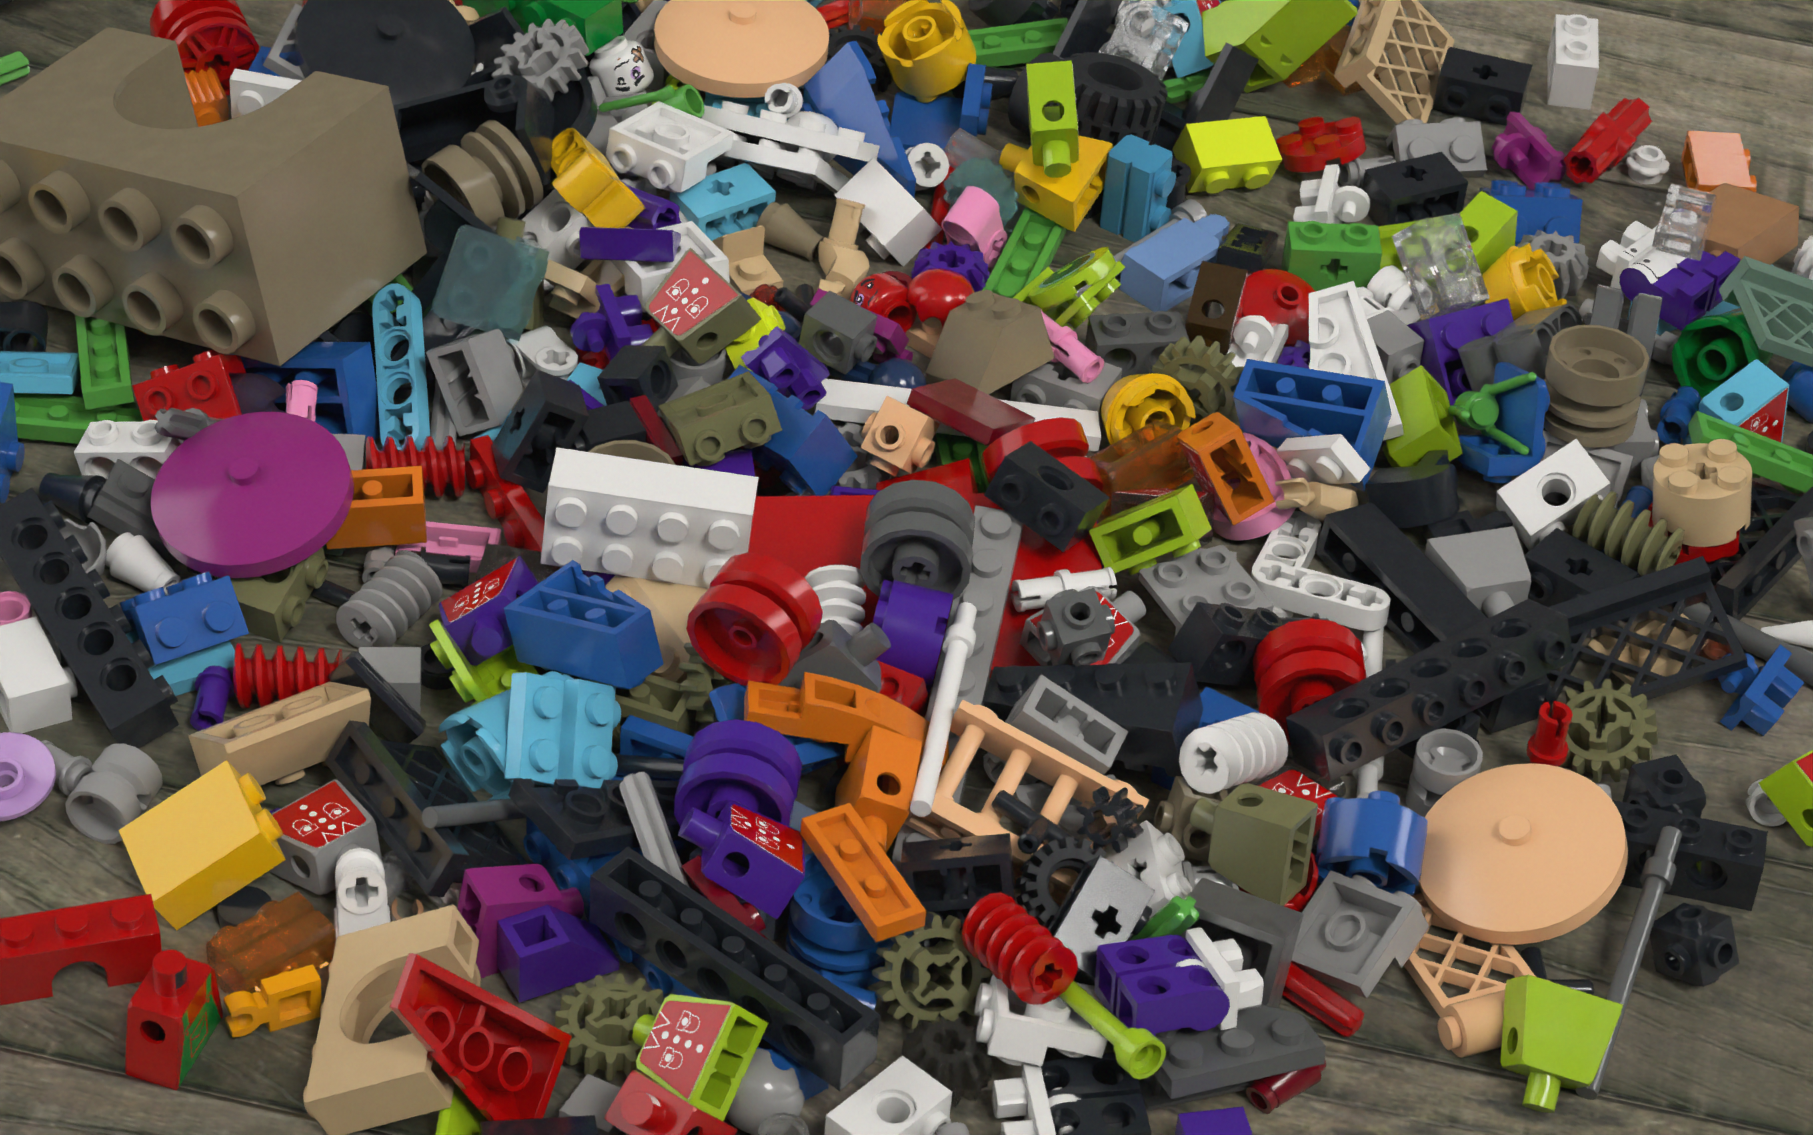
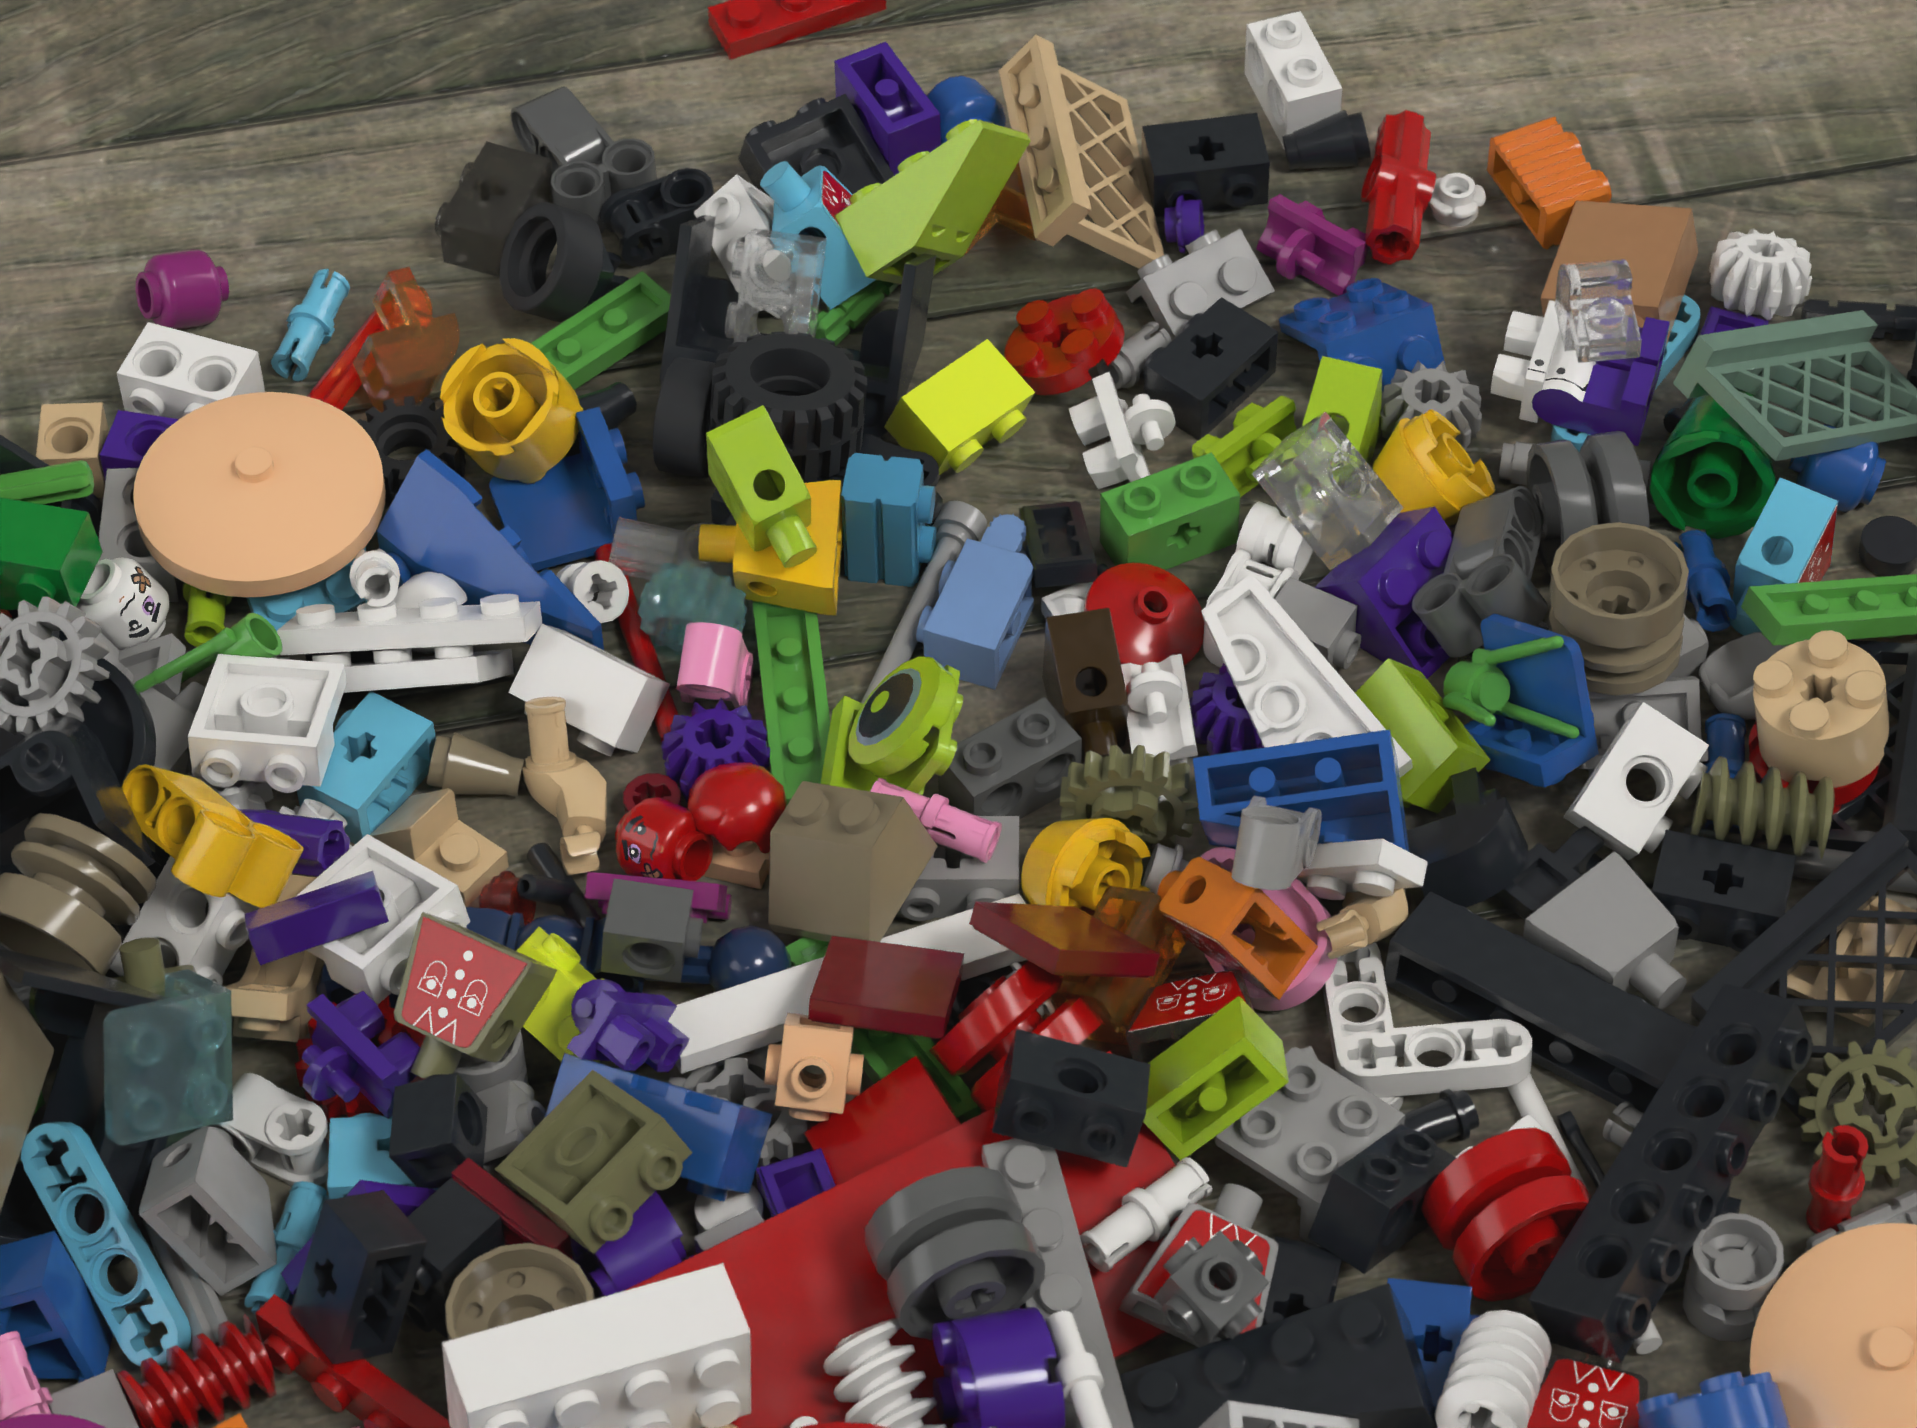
camera: 20 degrees left, 10 degrees up
(1099, 421) = (1064, 940): none -> dark red tile
(1269, 412) = (1274, 844): none -> light grey piece
(1448, 108) = (1184, 222): none -> dark purple plate
(1576, 104) = (1328, 143): none -> black cone

